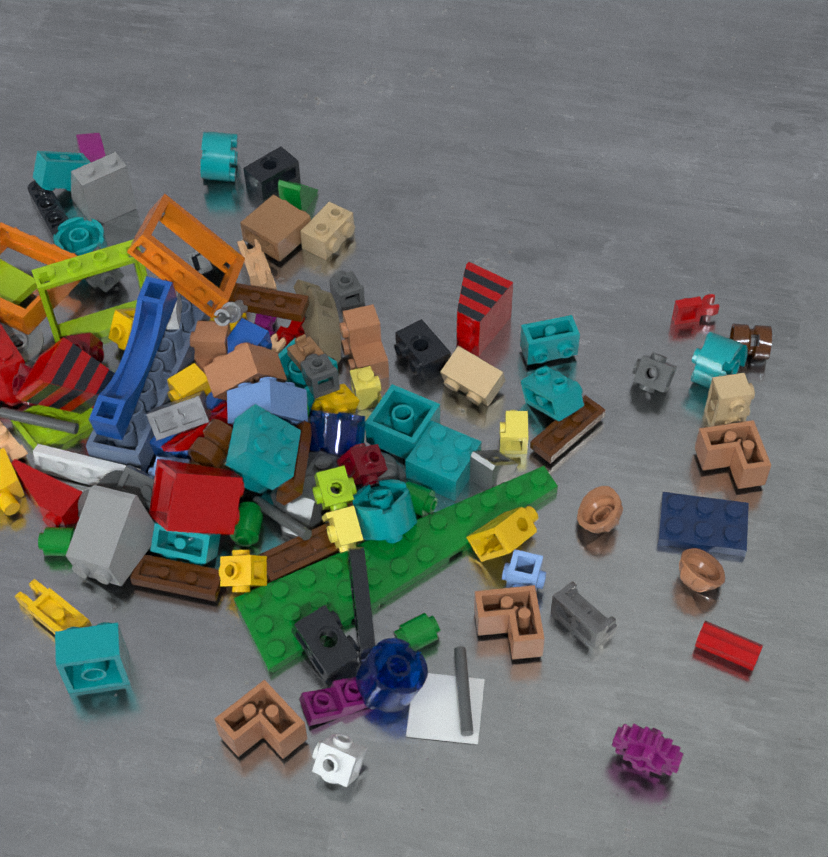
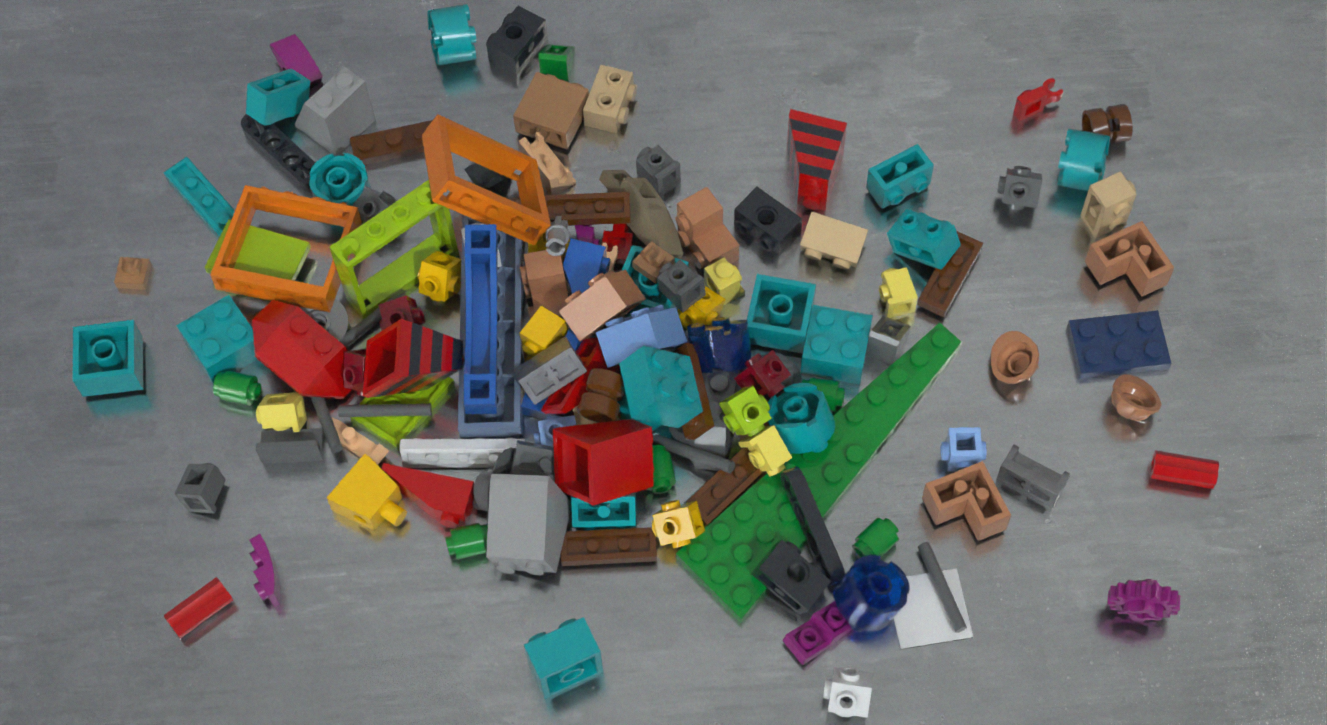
camera: 15 degrees left, 10 degrees up
(51, 609) = (495, 619): yellow hinge -> none
(128, 225) = (389, 143): none -> reddish brown plate
(258, 716) = (757, 669): nougat brick -> none
(511, 531) = (928, 411): yellow torso -> none

